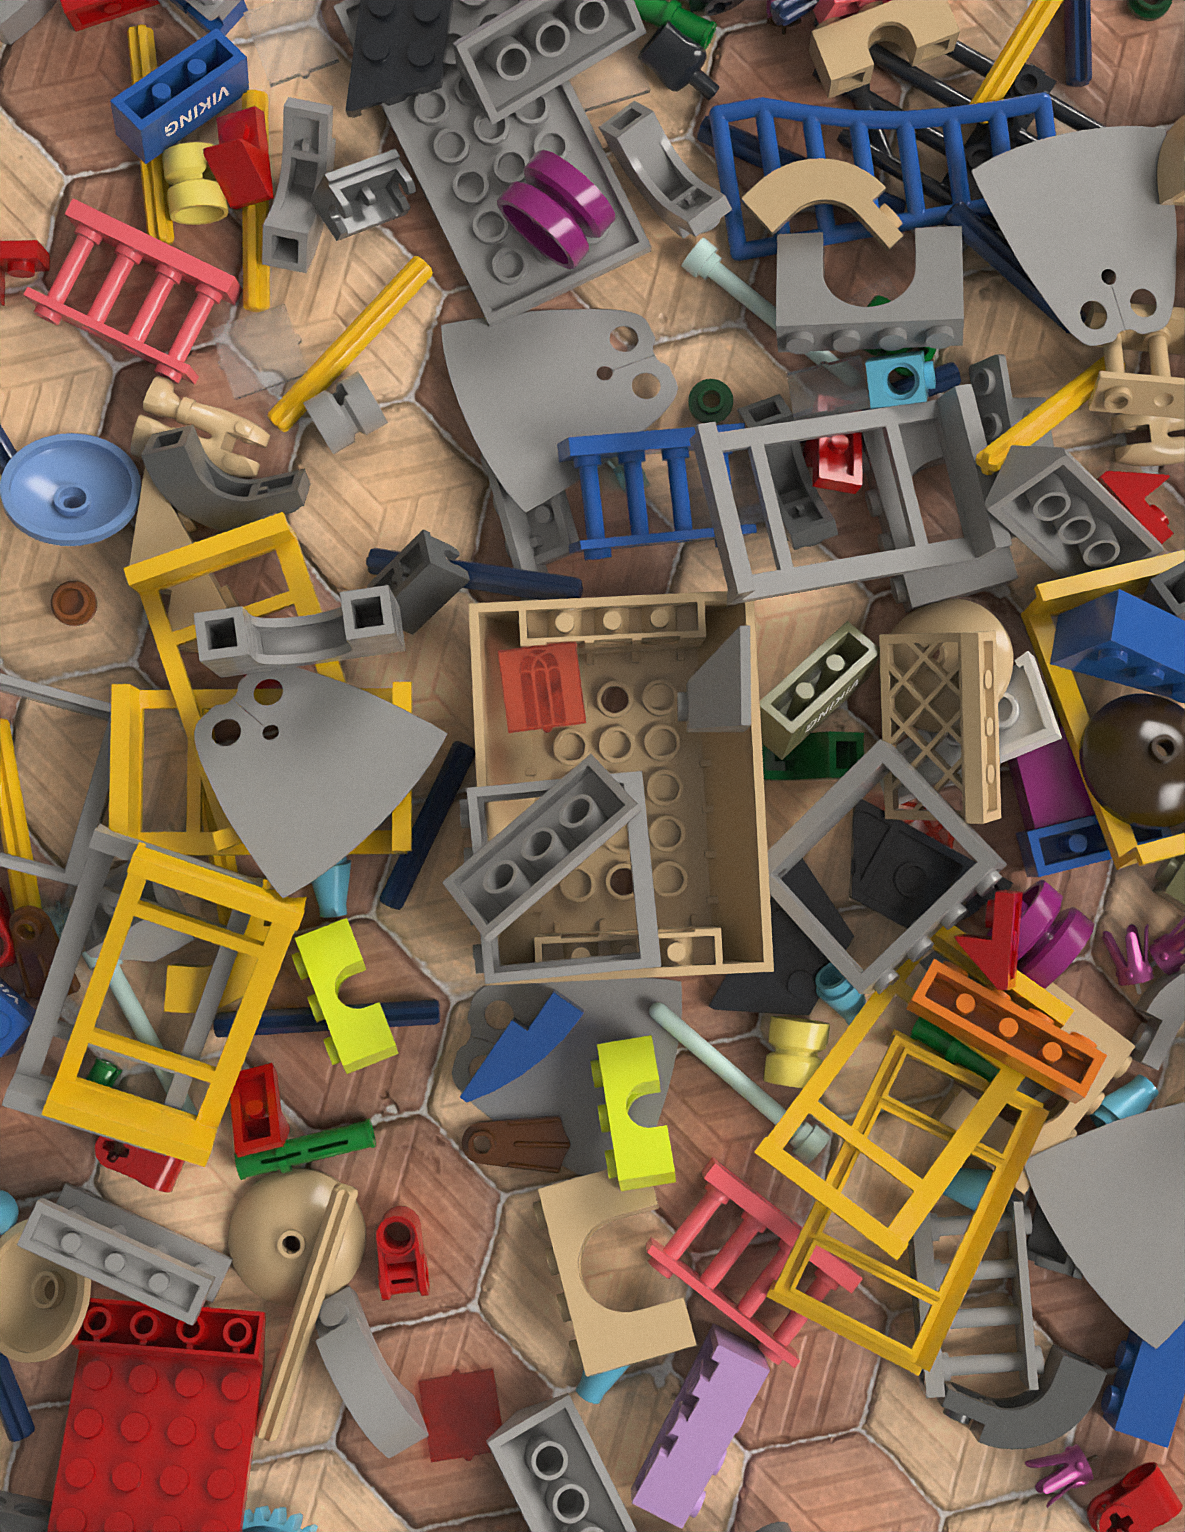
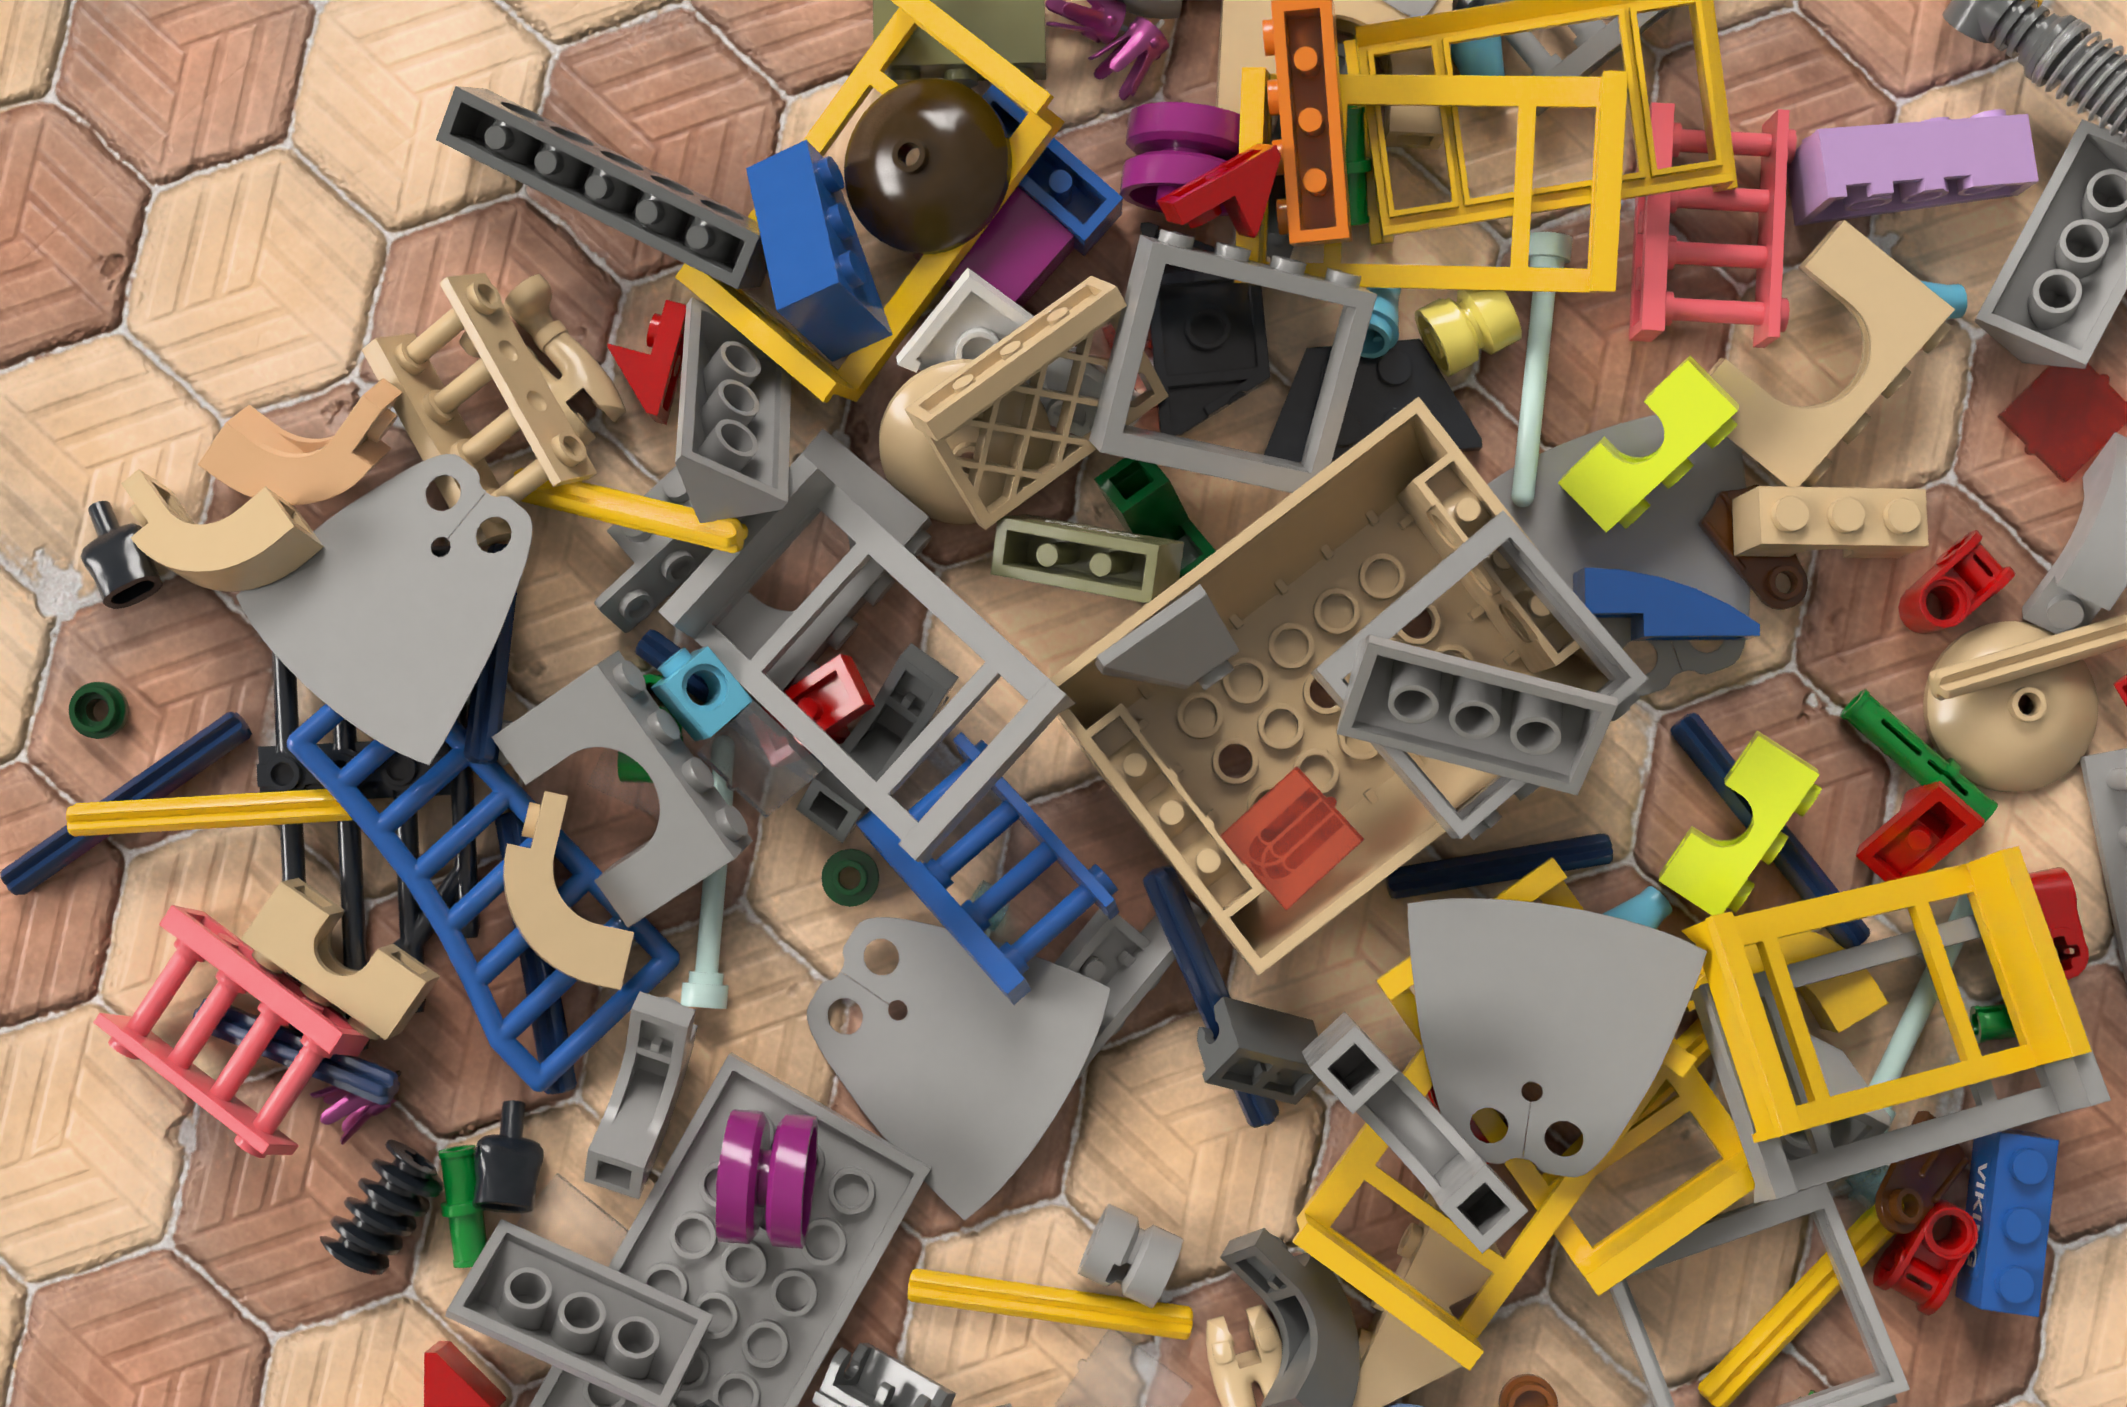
camera: 125 degrees left, 0 degrees up
(502, 1199) = (1858, 520): none -> tan arch

